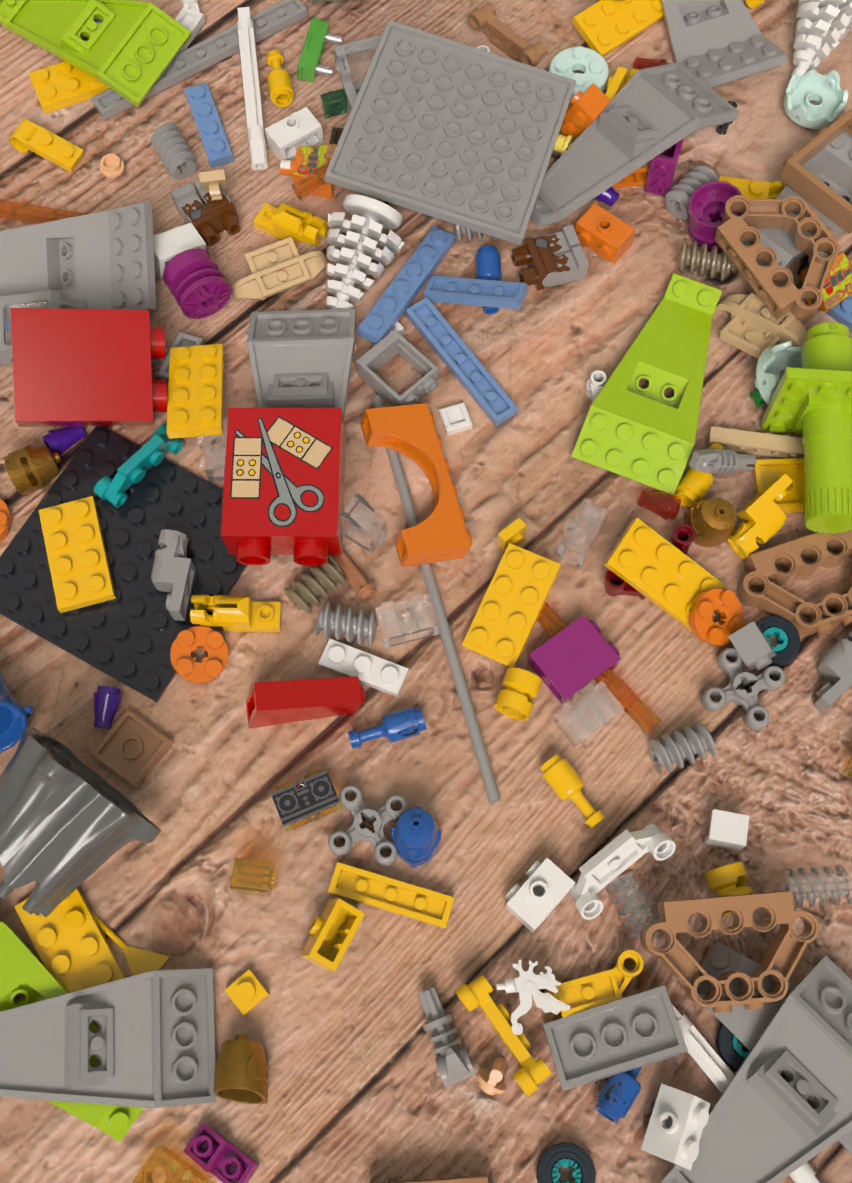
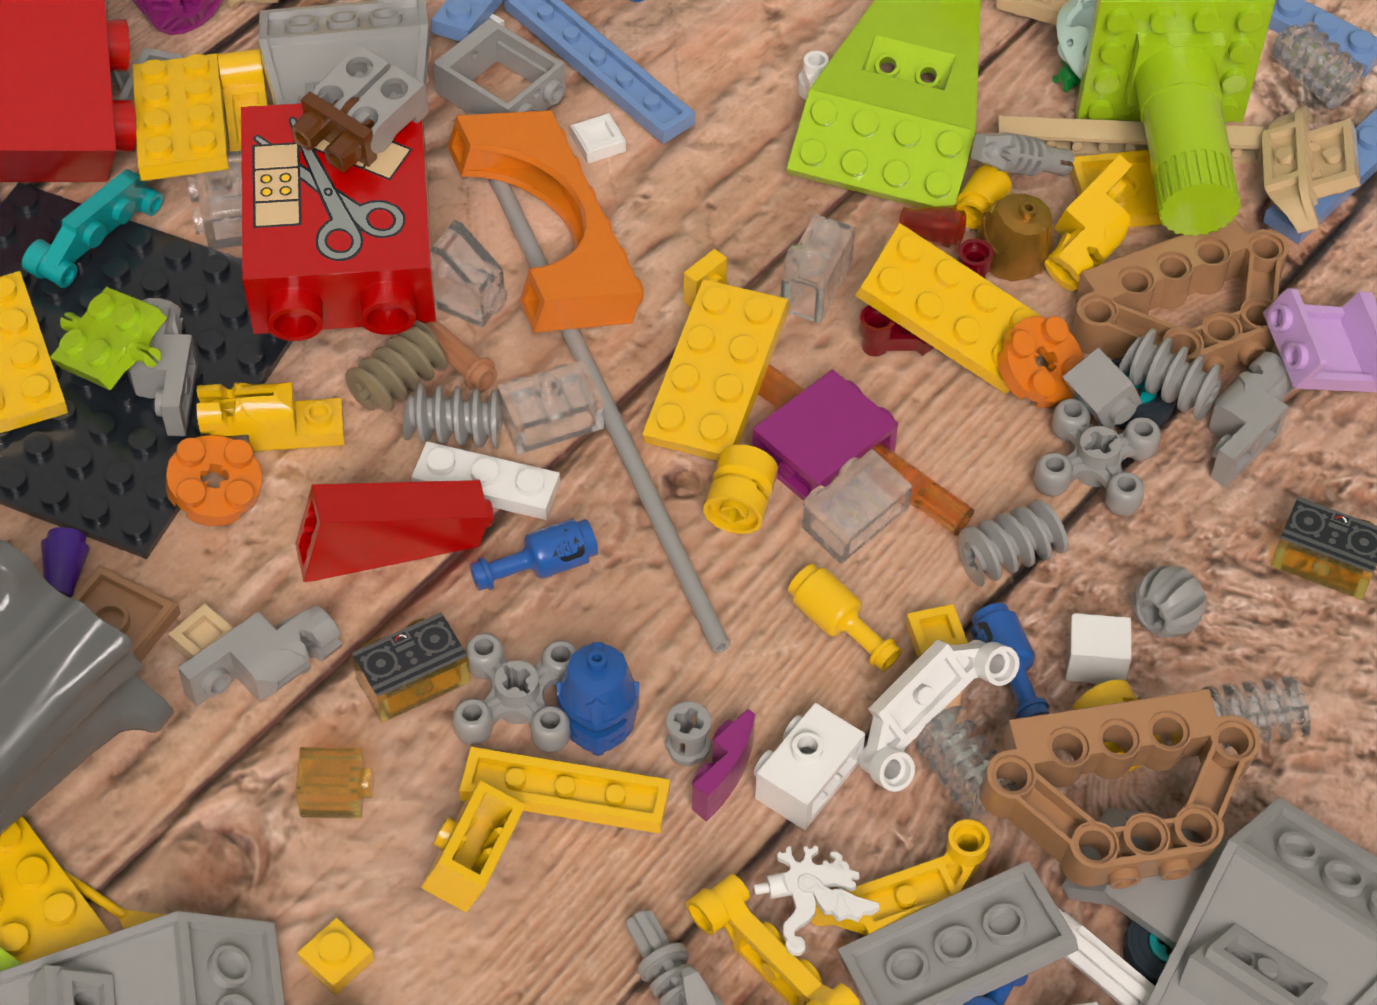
camera: 10 degrees left, 15 degrees down
(141, 556) = (109, 338): none -> lime plate
(185, 766) = (198, 631): none -> tan plate
(217, 784) = (260, 655): none -> light grey plate
(238, 376) = (242, 87): none -> yellow plate
(300, 420) = (359, 109): none -> light grey hips
(464, 856) = (682, 730): none -> light grey bush
(493, 880) = (730, 757): none -> magenta slope
(627, 807) = (934, 624): none -> yellow plate
(668, 818) = (1003, 626): none -> blue piece
(775, 801) = (1169, 601): none -> light grey piece
(798, 638) = (1172, 374): none -> light grey piece

